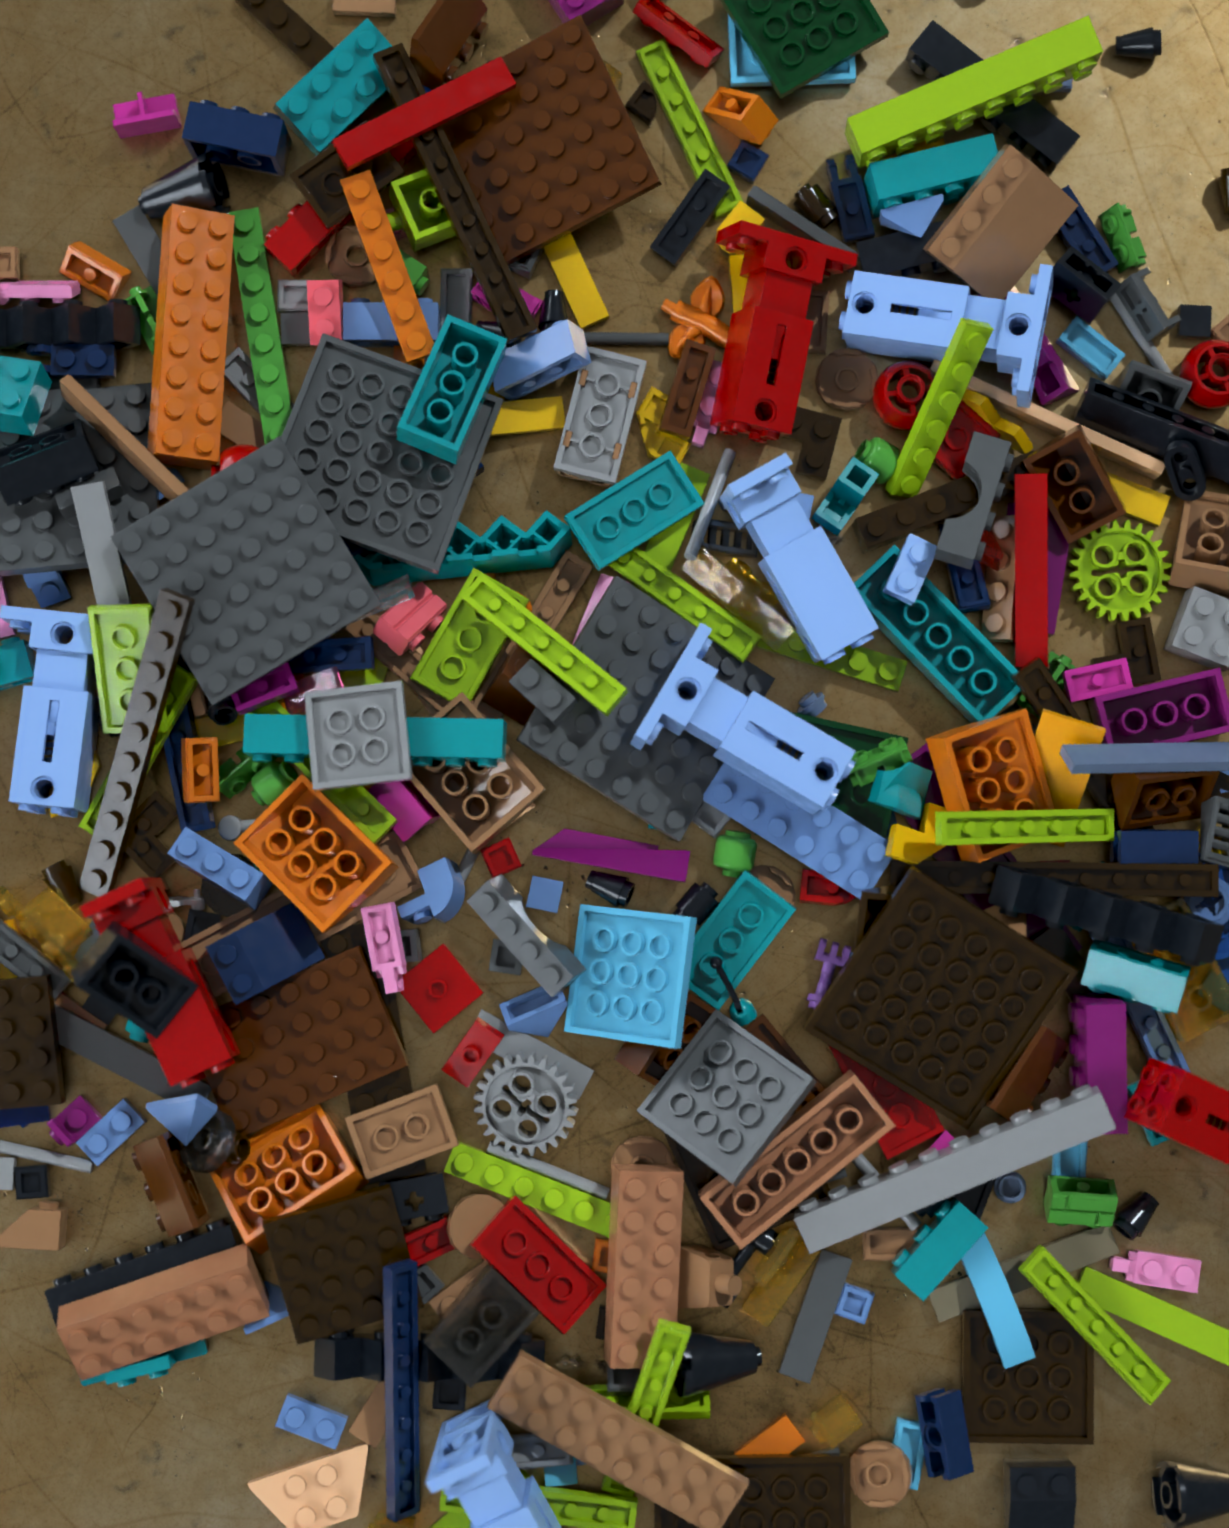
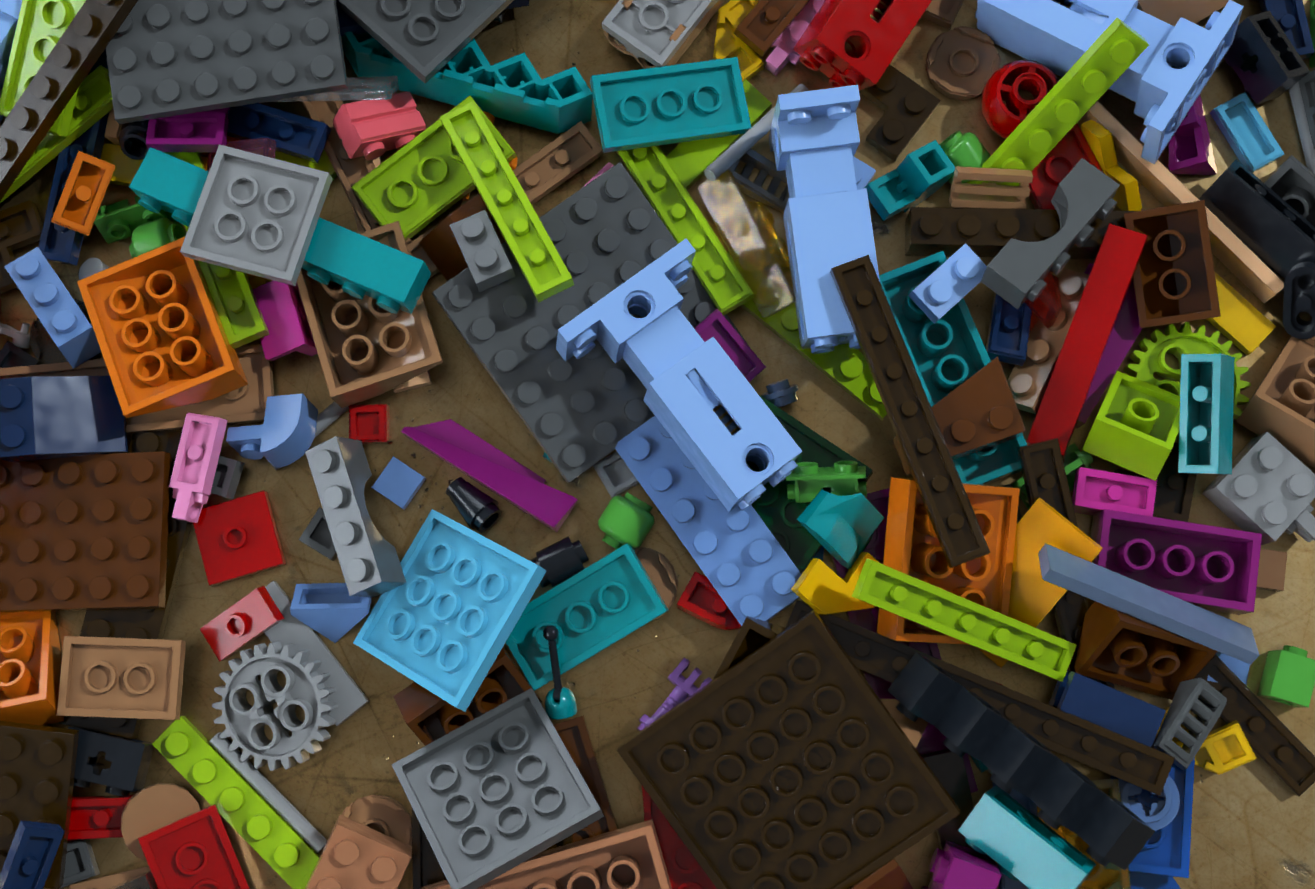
camera: 30 degrees right, 5 degrees down
(748, 679) = (740, 353): none -> magenta tile
(911, 483) = (989, 194): none -> medium nougat tile
(922, 686) = (909, 412): none -> dark brown tile
(964, 675) = (976, 414): none -> reddish brown wedge
(1094, 621) = (1135, 426): none -> lime slope
(1144, 593) = (1206, 414): none -> teal brick

